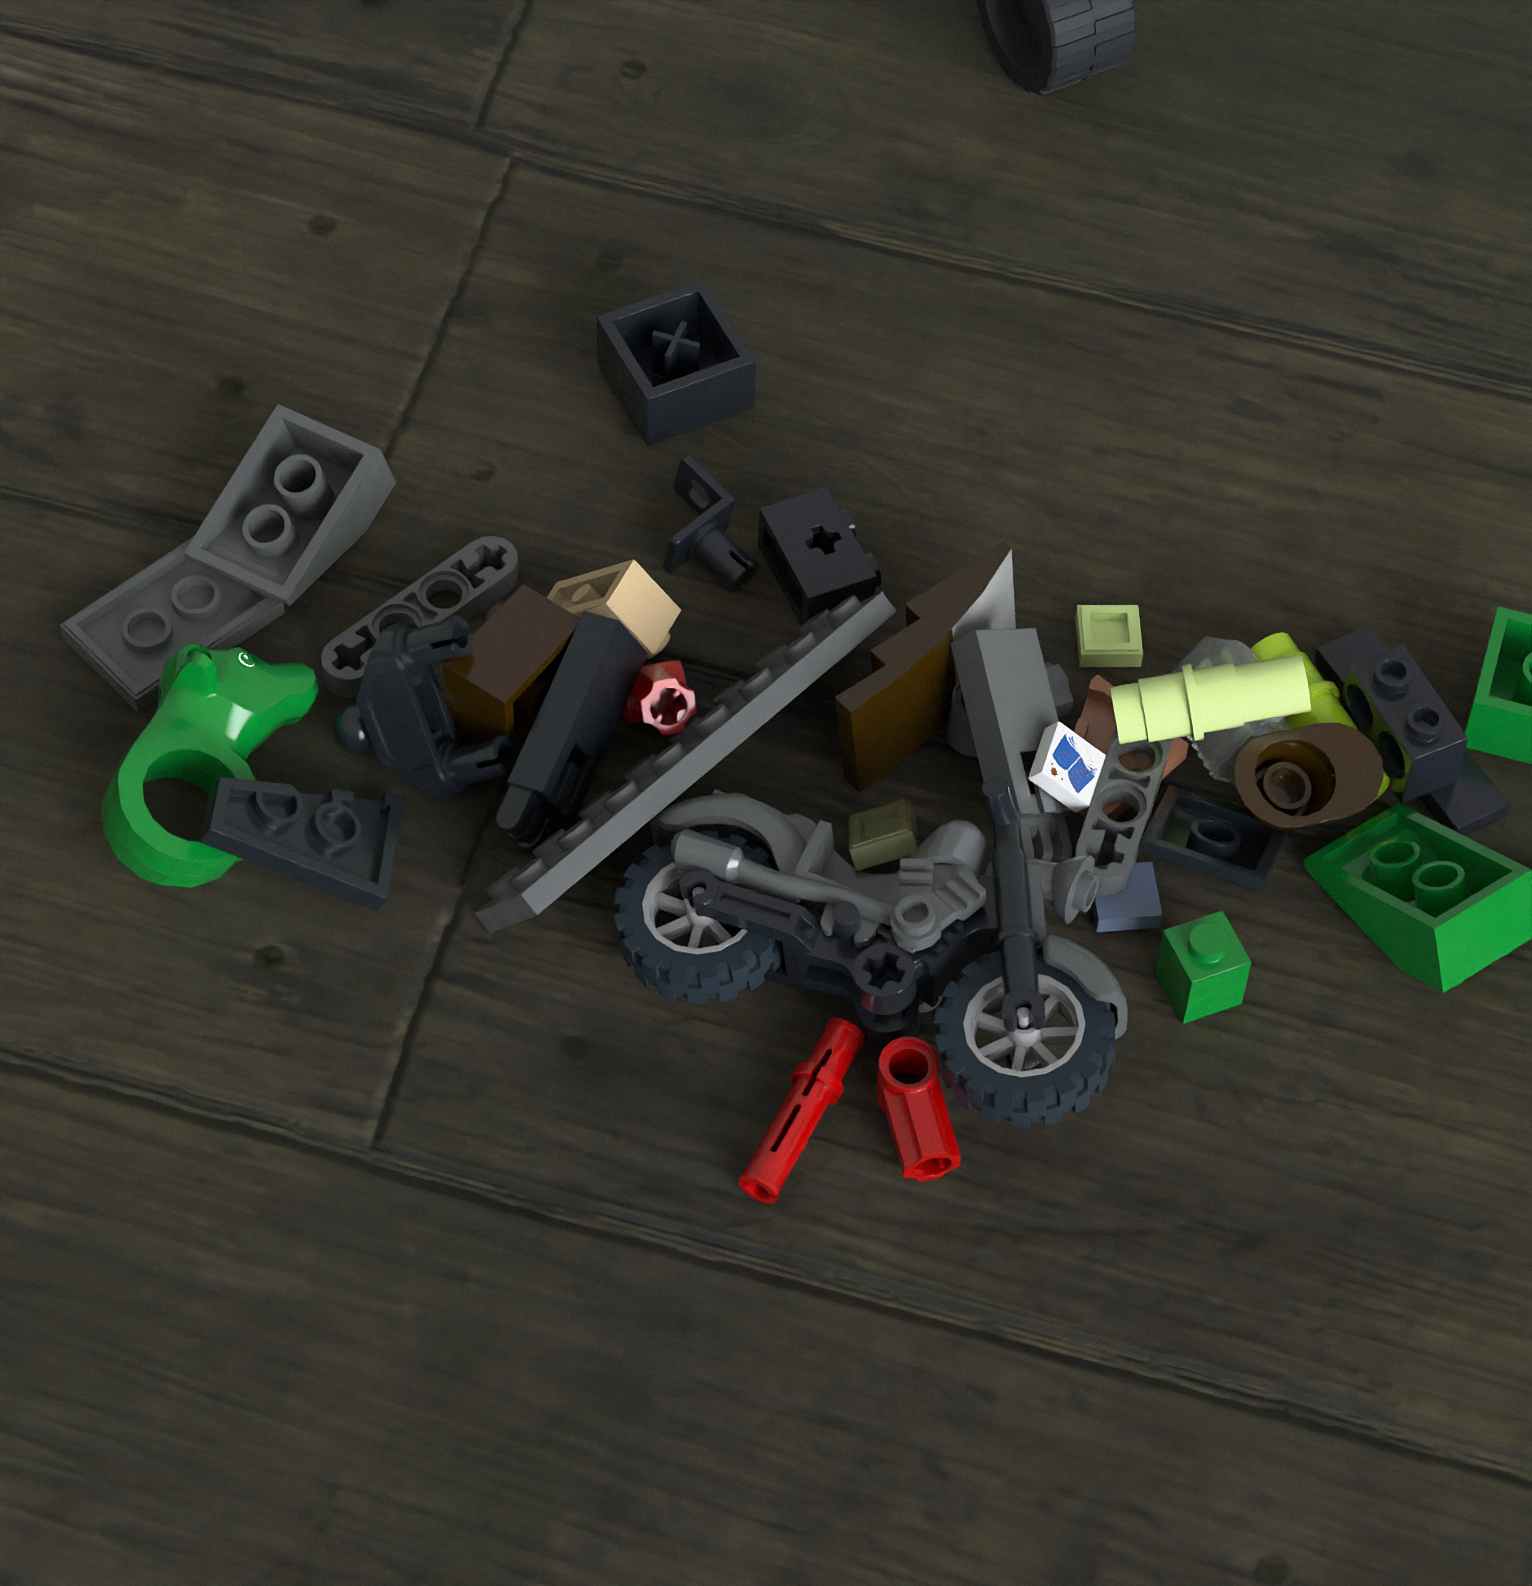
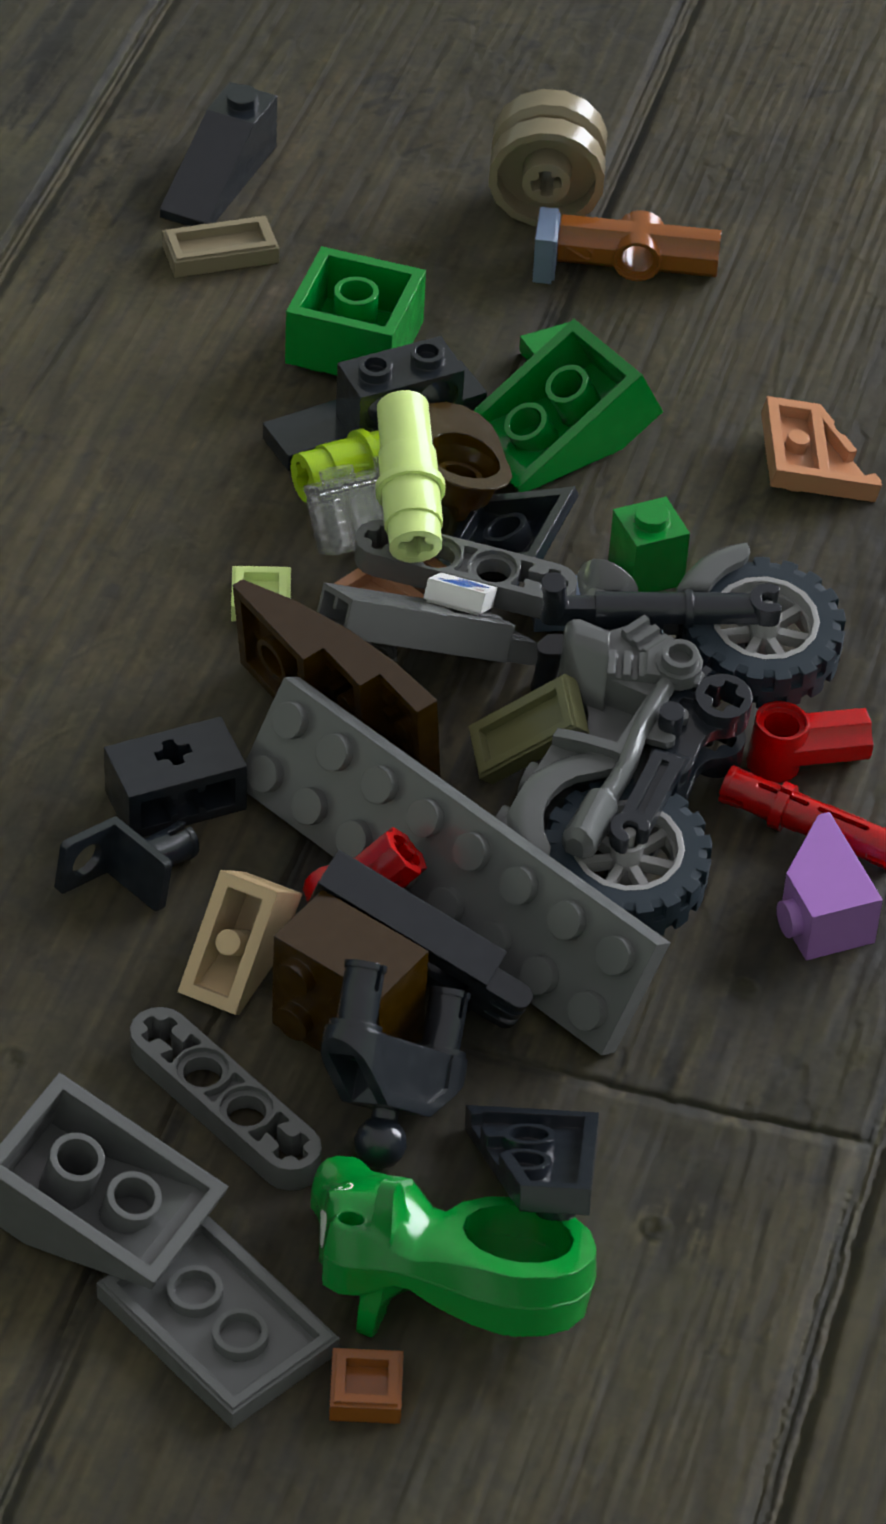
camera: 90 degrees left, 10 degrees down
(91, 726) = (366, 1385): none -> dark orange tile
(688, 1109) = (828, 895): none -> medium lavender slope
(1409, 1148) = (810, 453): none -> nougat wing

